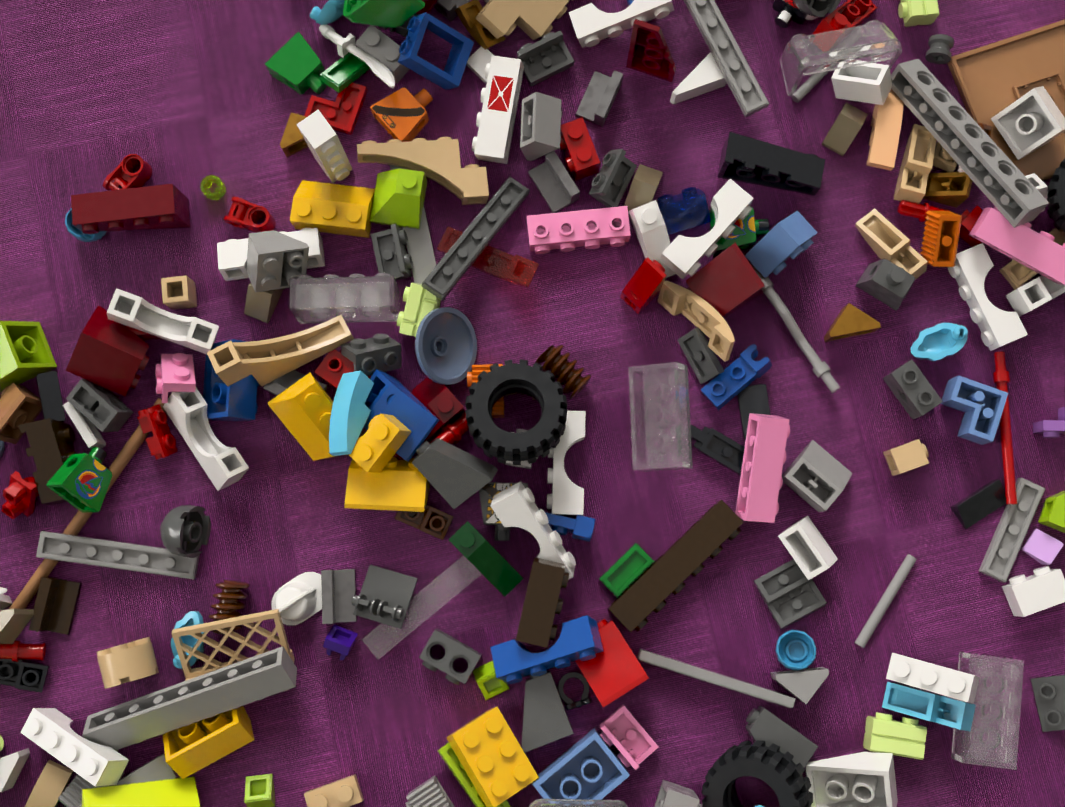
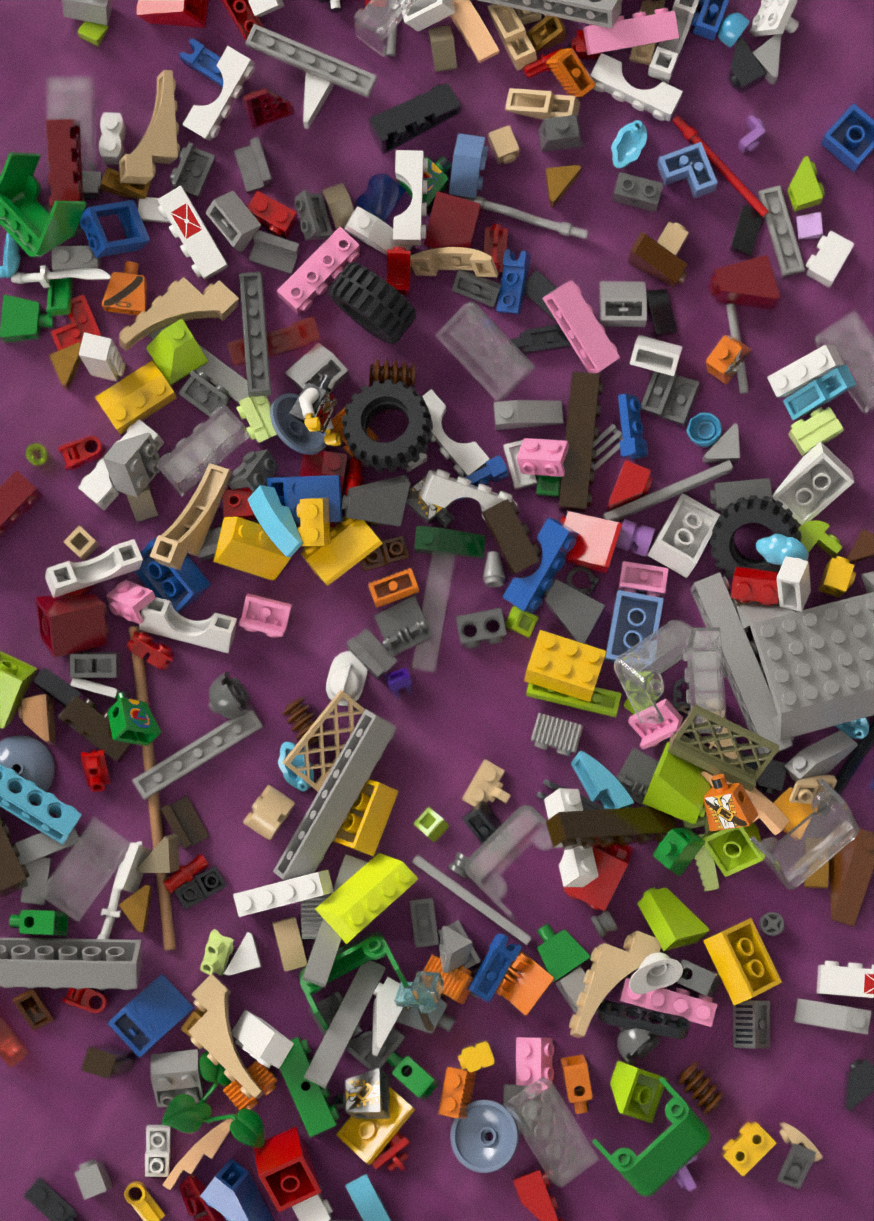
camera: 40 degrees left, 0 degrees up
(276, 486) = (265, 615): none -> bright pink bracket
(404, 556) = (393, 587): none -> orange brick
(466, 345) = (315, 409): none -> torso
(500, 315) = (316, 364): none -> light grey slope
(504, 615) = (494, 572): none -> light grey cone
(596, 293) = (372, 303): none -> black tyre
(607, 540) = (519, 480): none -> white tile
(631, 553) = (542, 457): none -> bright pink bracket
(651, 502) = (527, 413): none -> light grey slope
(653, 696) = (635, 537): none -> medium lavender wheel
(686, 644) = (631, 484): none -> red slope
(698, 730) = (684, 535): none -> white slope
(715, 587) = (618, 434): none -> light grey tile
(732, 593) = (631, 428): none -> blue plate
(748, 332) = (496, 244): none -> red hinge
(828, 252) = (504, 145): none -> tan brick
(843, 512) = (661, 312): none -> black slope
(869, 604) = (727, 358): none -> orange torso
(879, 465) = (657, 261): none -> reddish brown slope
(943, 553) = (746, 284): none -> dark red slope

